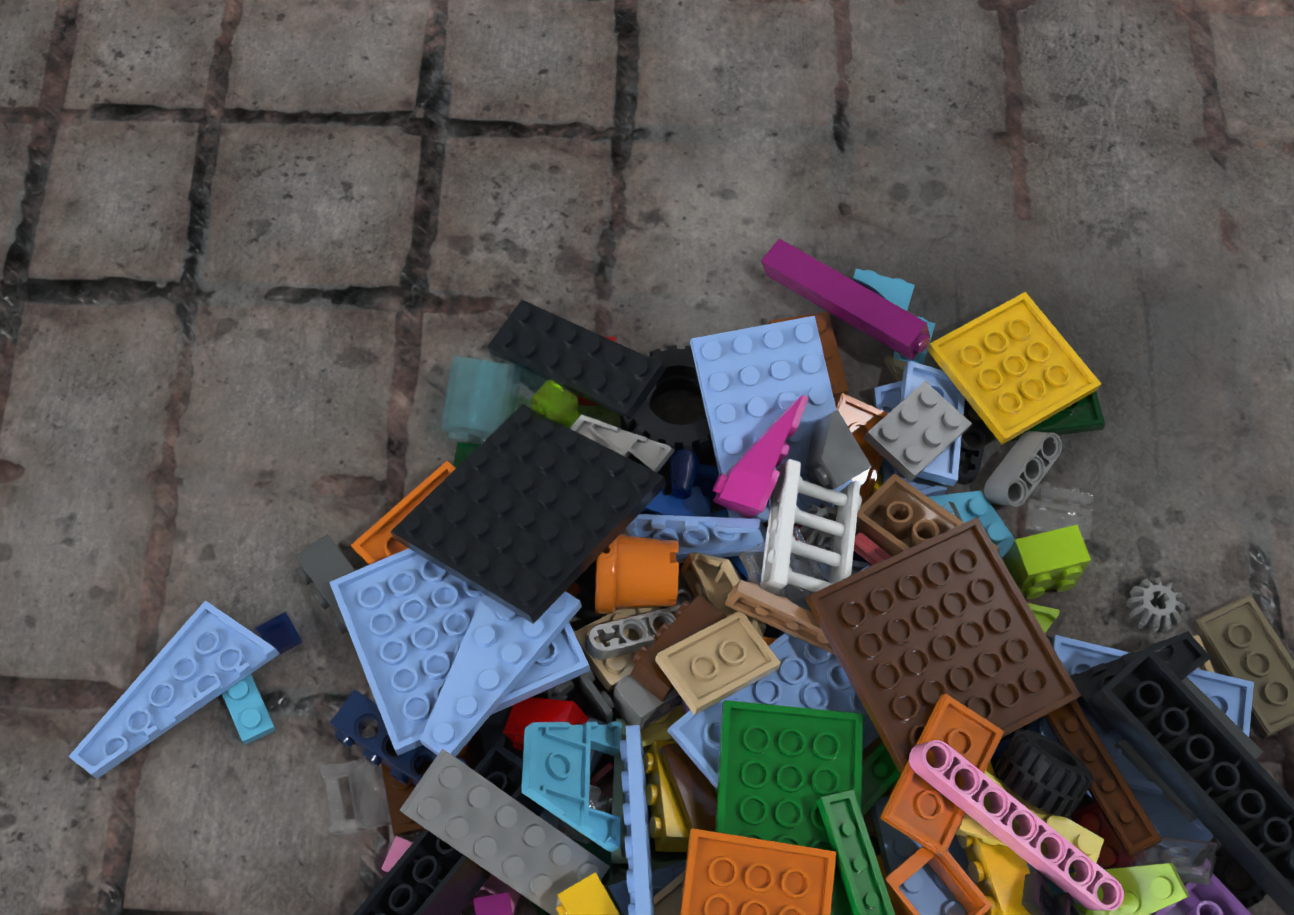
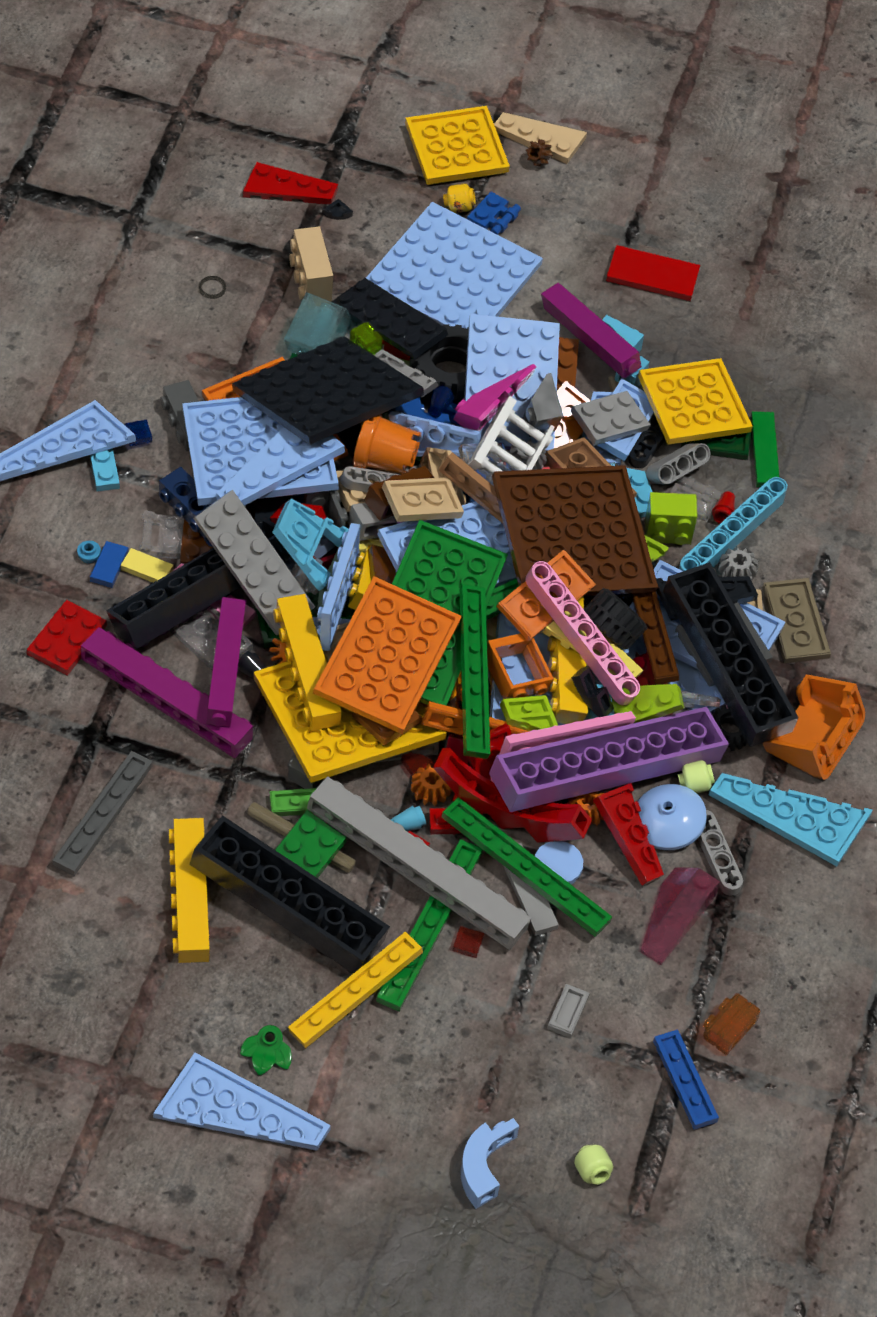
camera: 10 degrees right, 10 degrees down
(265, 863) = (88, 556): none -> dark azure plate
(293, 868) = (109, 564): none -> blue tile
(321, 353) = (215, 295): none -> clear smoke piece
(349, 856) = (145, 566): none -> light yellow tile
(368, 186) = (277, 182): none -> red wing
(447, 306) = (311, 263): none -> tan brick
(455, 205) = (337, 210): none -> black tile
(582, 68) = (457, 145): none -> yellow plate
(610, 145) = (459, 198): none -> yellow head
(633, 256) = (454, 268): none -> light blue plate
(651, 152) = (490, 209): none -> blue plate
(684, 49) = (539, 152): none -> reddish brown gear
(688, 26) = (524, 130): none -> tan wing
(889, 184) = (653, 273): none -> red tile
(1105, 518) = (724, 507): none -> red cone
(1123, 409) = (764, 447): none -> green tile
(1136, 540) = (737, 525): none -> medium azure beam

